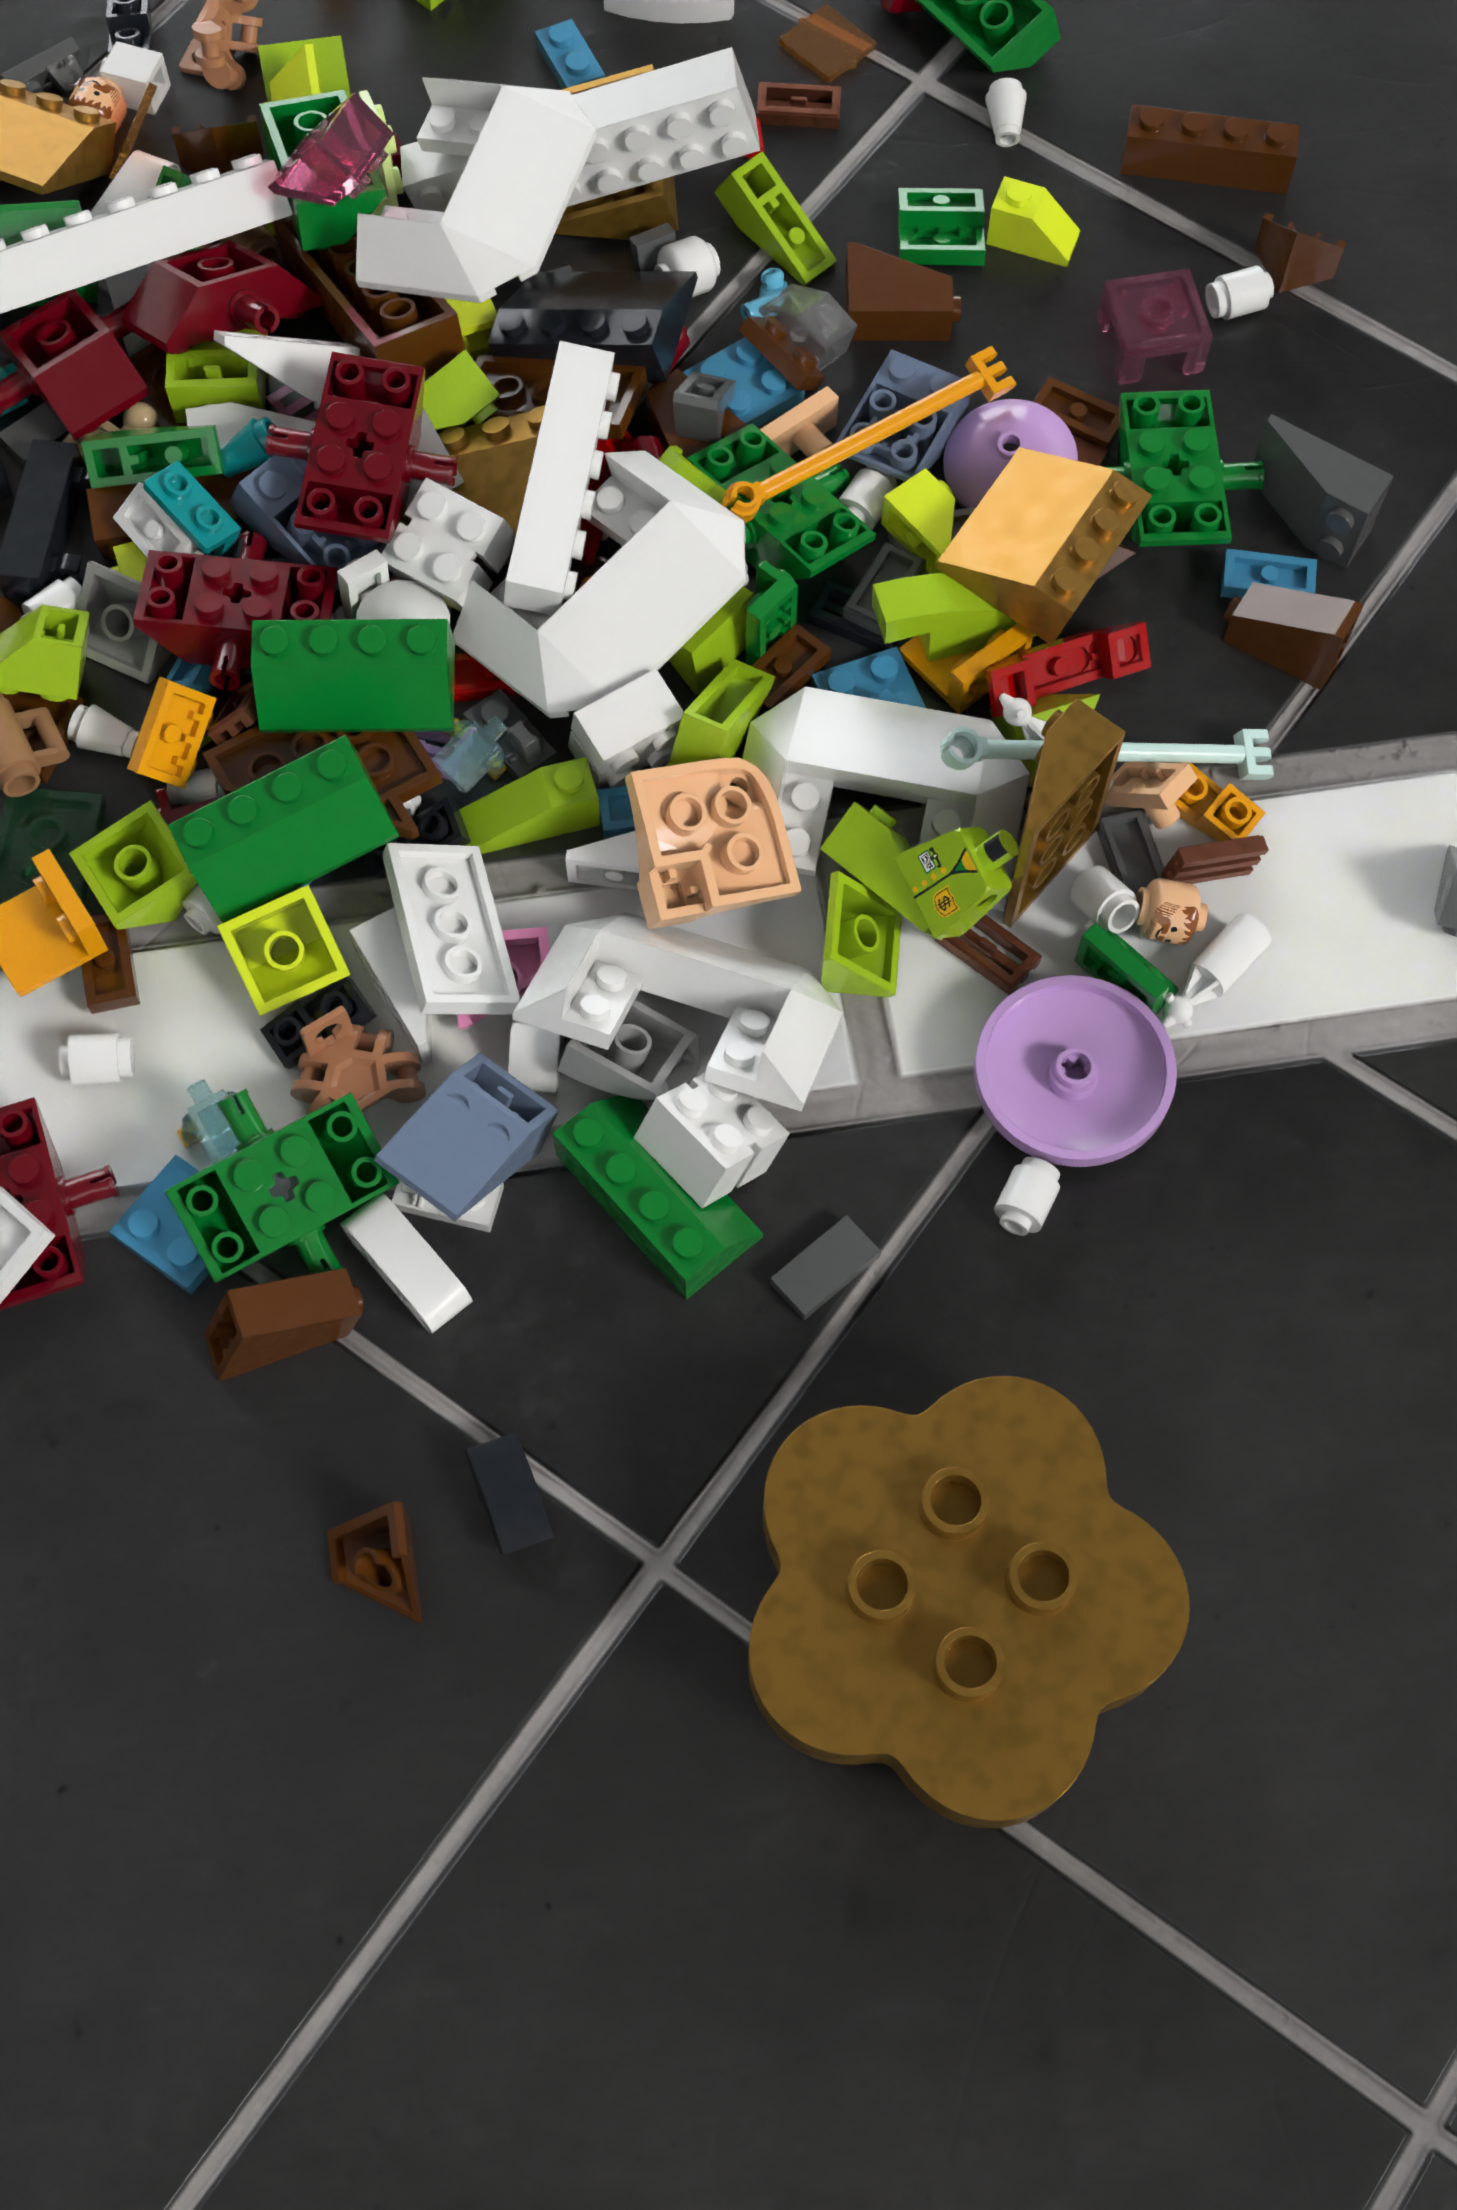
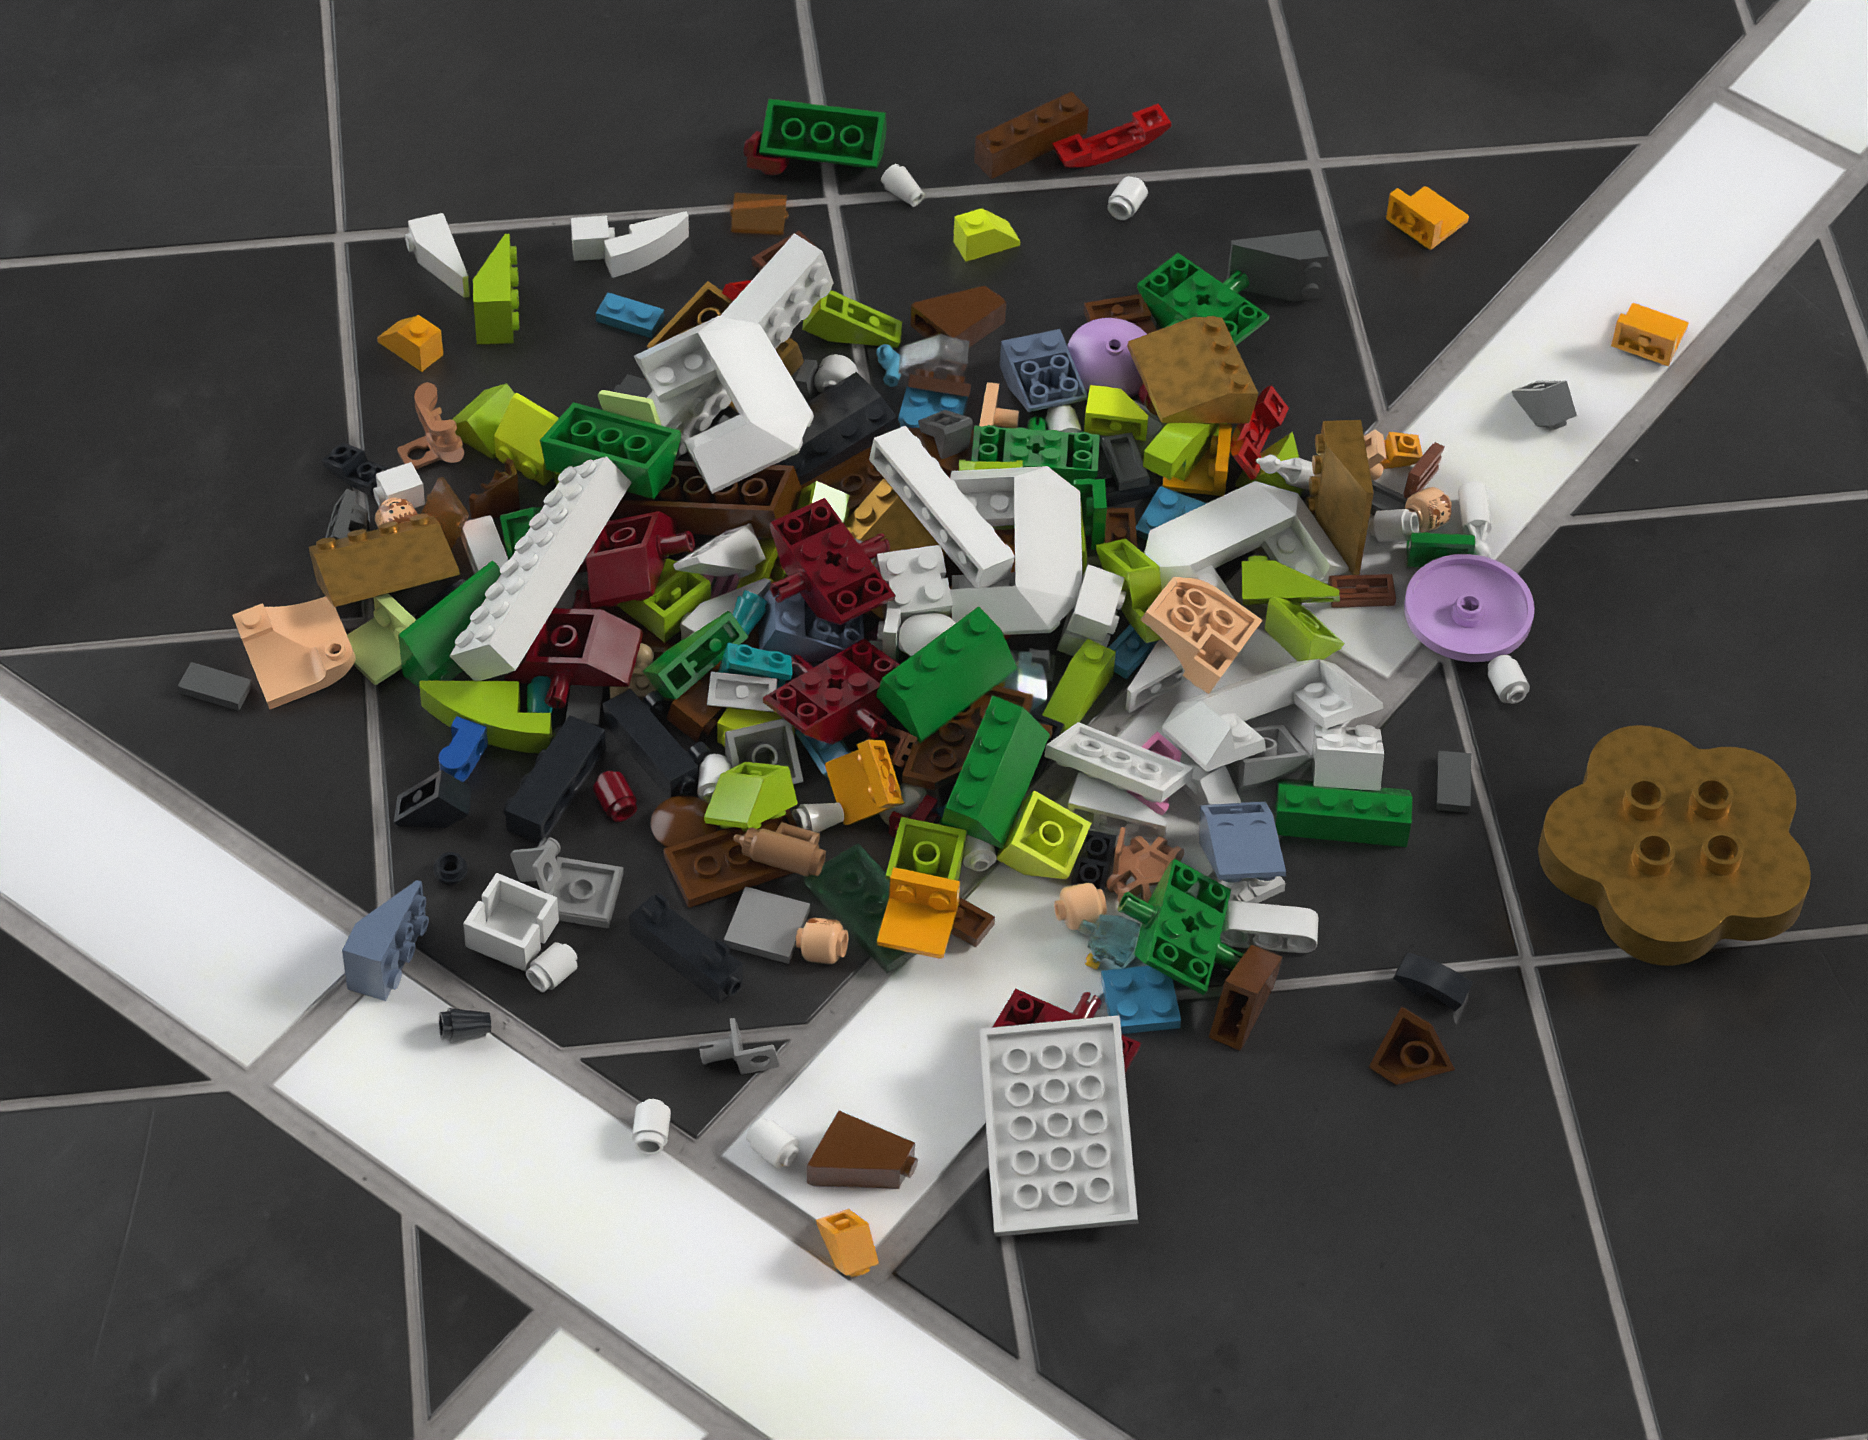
camera: 45 degrees left, 15 degrees down
(97, 1058) = (1010, 960): white brick -> none
(233, 1060) = (1080, 903): none -> light nougat head
(335, 156) = (641, 430): clear pink slope -> none
(941, 226) = (935, 267): green slope -> none
(958, 877) = (1332, 554): lime torso -> none
(980, 378) = (1067, 324): light orange hinge -> none
(1154, 319) = (1108, 237): clear pink panel -> none
(1243, 753) = (1277, 491): light aqua hinge -> none
(1244, 206) = (1116, 142): none -> red slope
(1244, 567) = (1296, 326): dark azure plate -> none
(1292, 629) = (1341, 340): reddish brown slope -> none
(1295, 257) = (1130, 160): reddish brown slope -> none

